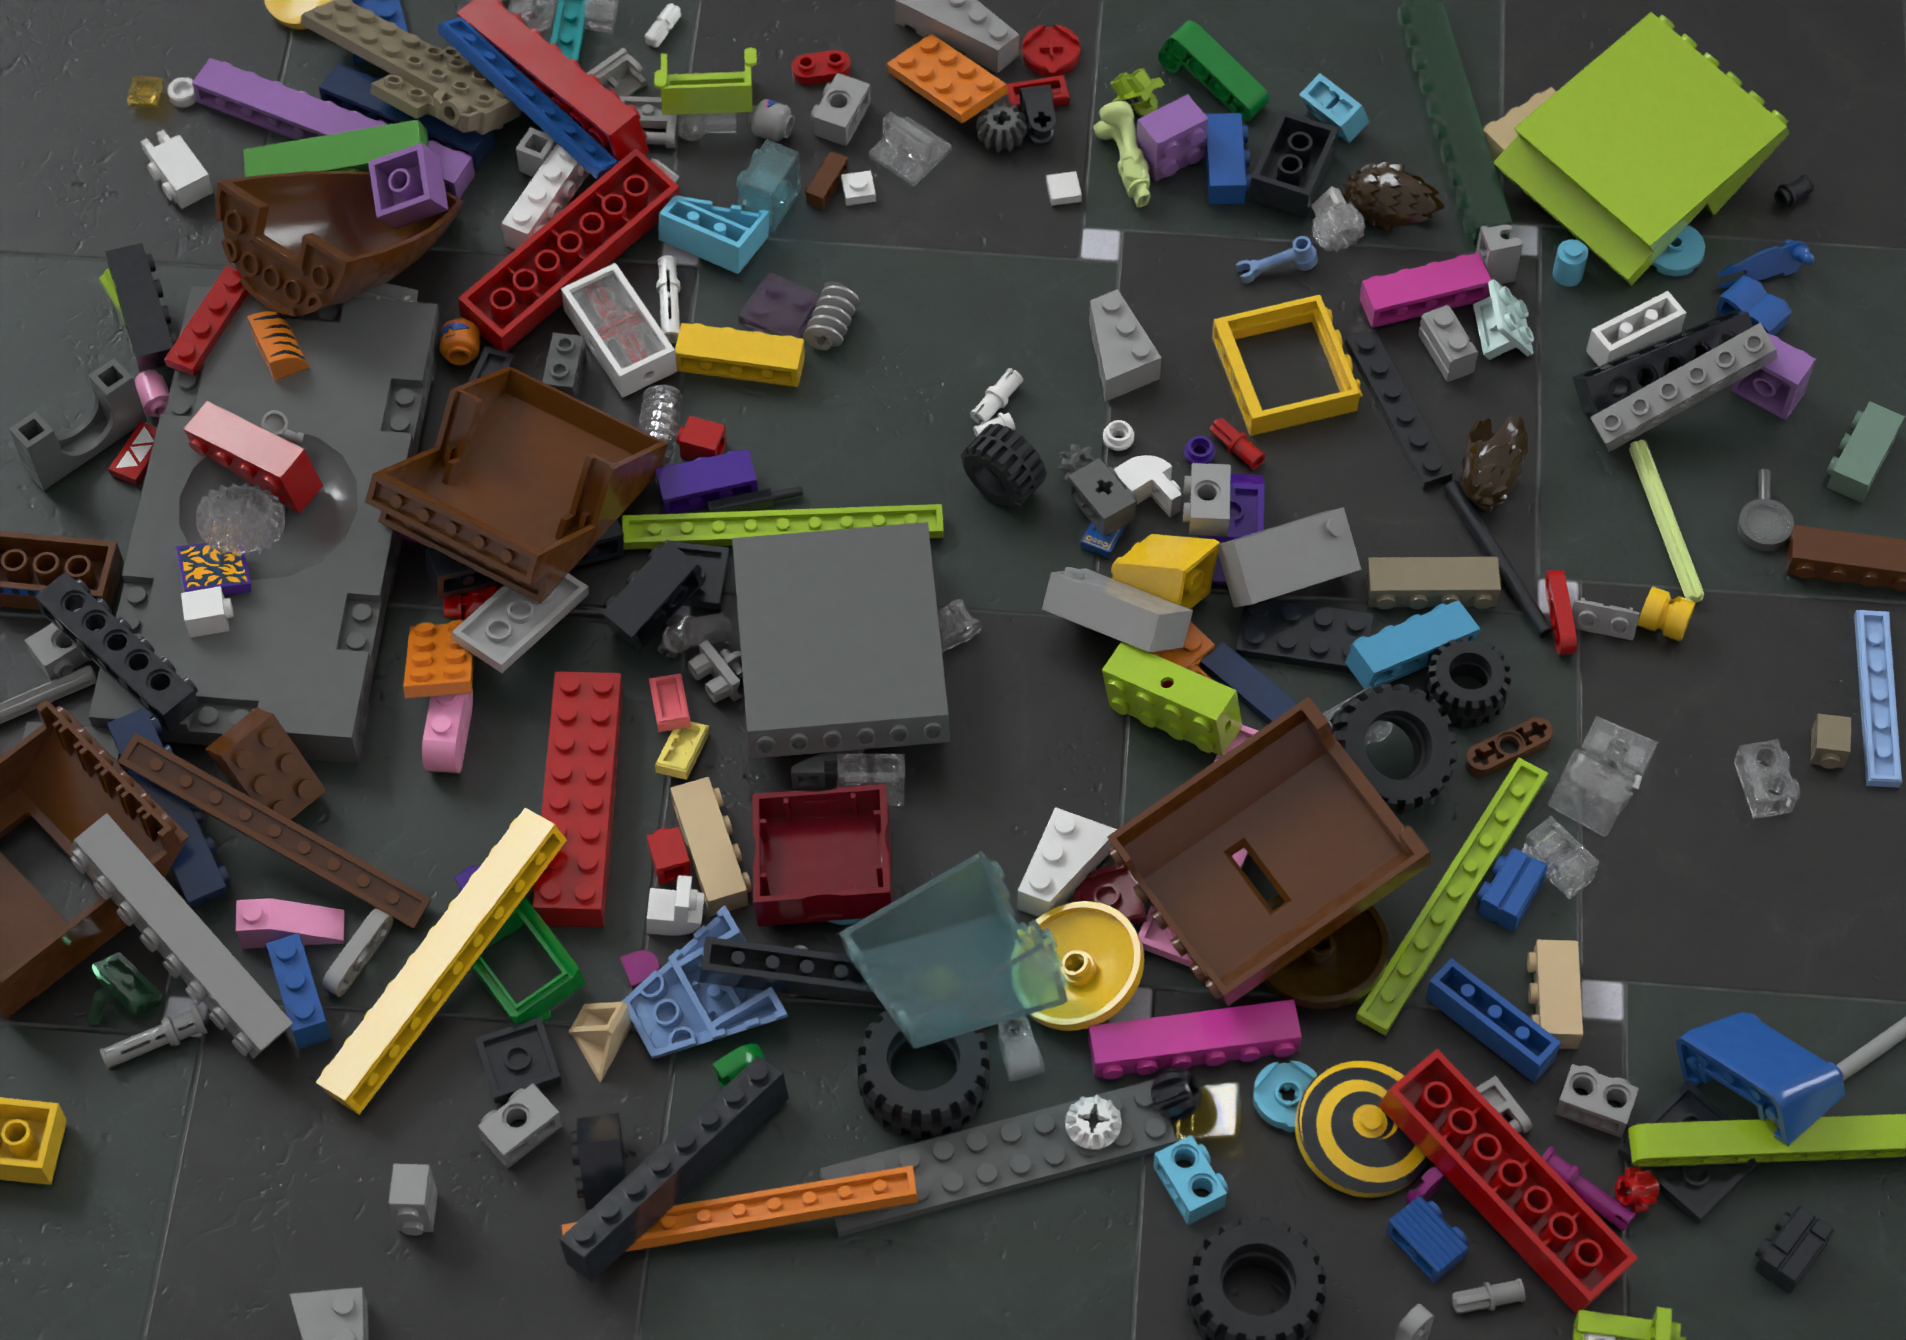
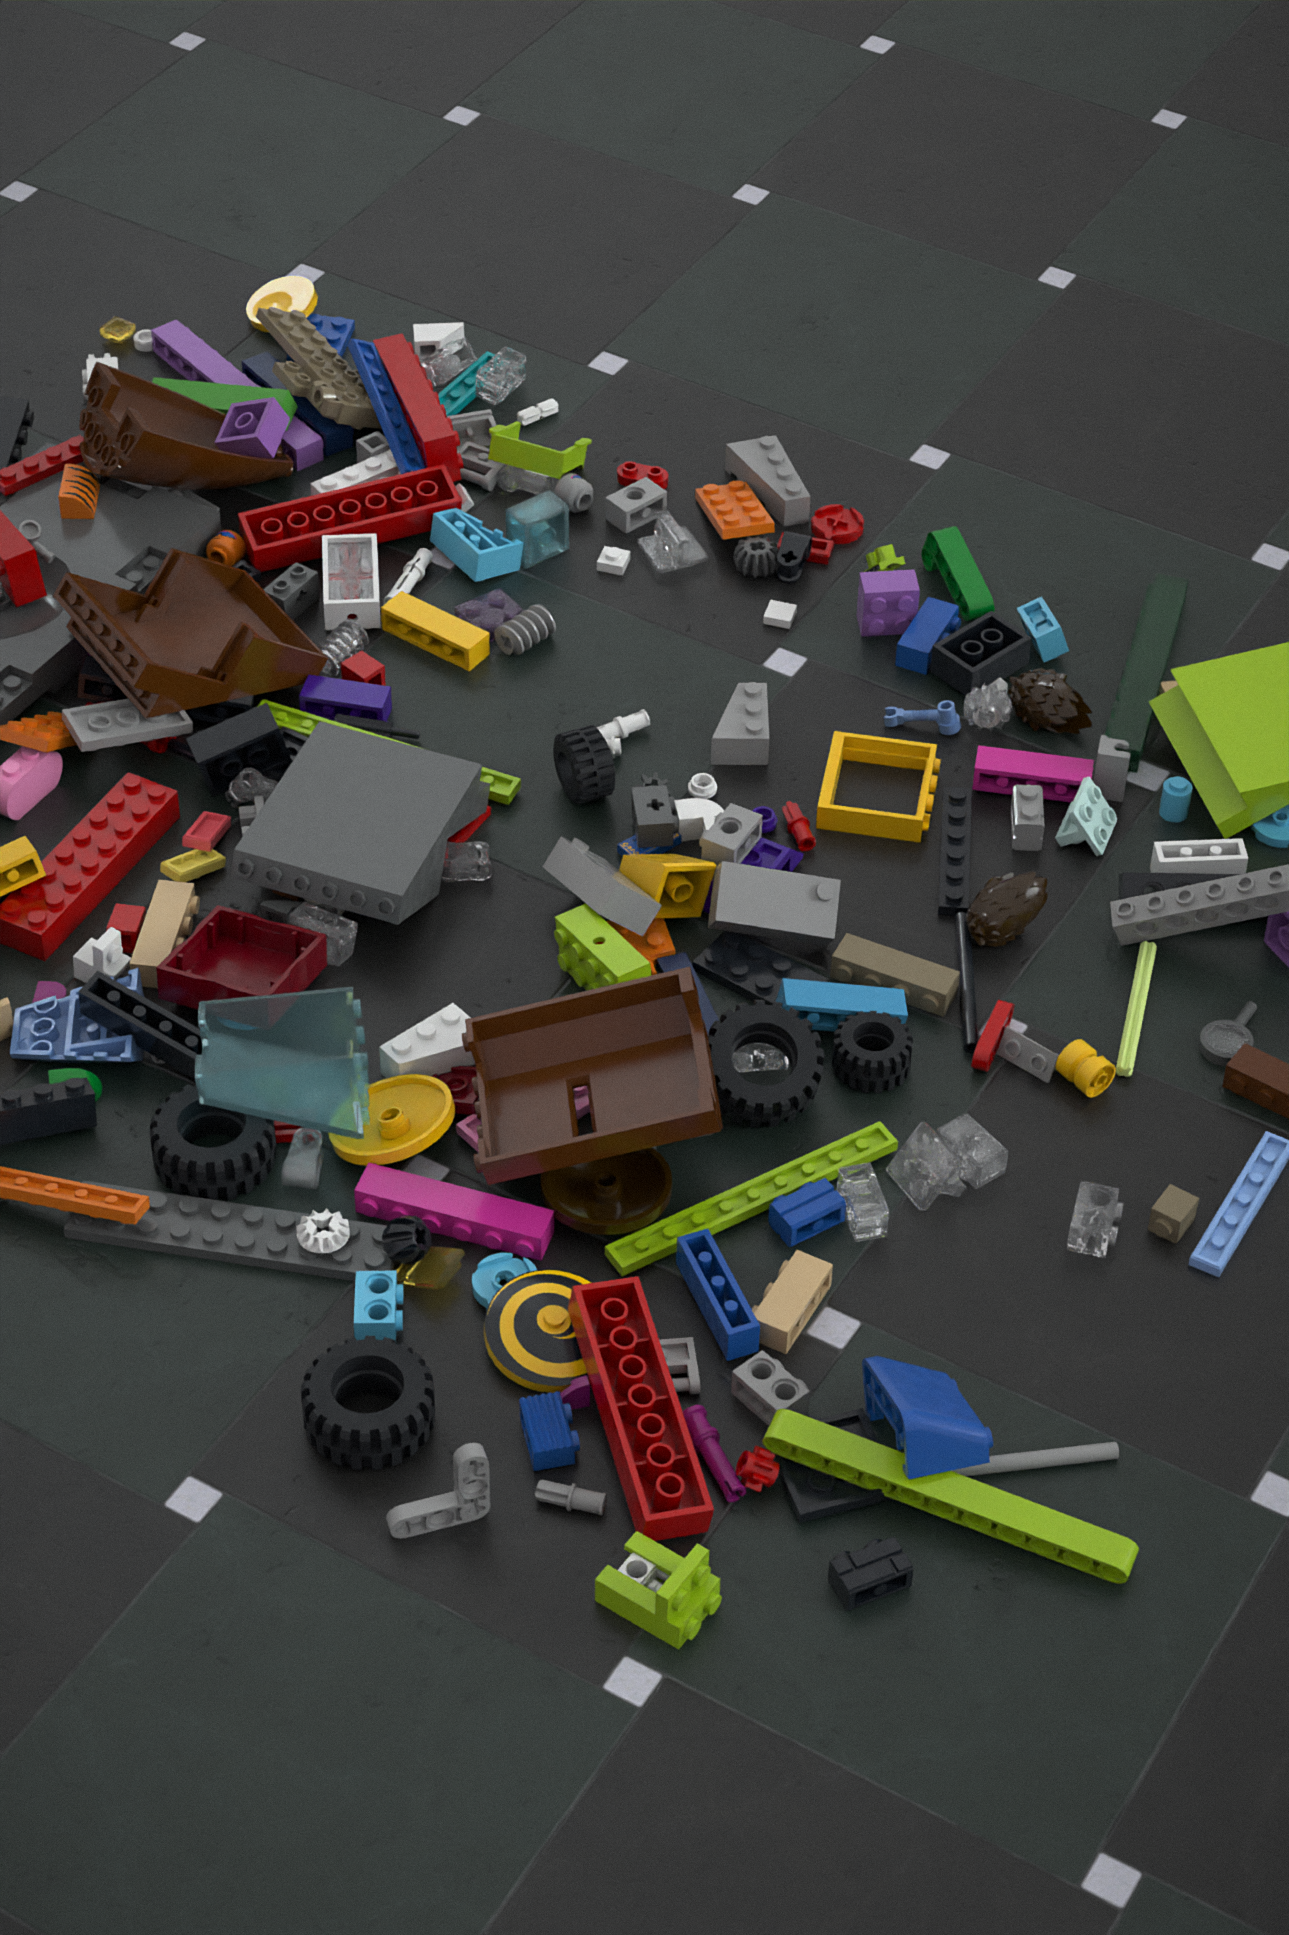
camera: 25 degrees right, 15 degrees down
(826, 180) = (590, 546): reddish brown piece -> none
(1118, 124) = (846, 586): yellowish green piece -> none
(1515, 734) = (856, 1107): reddish brown beam -> none

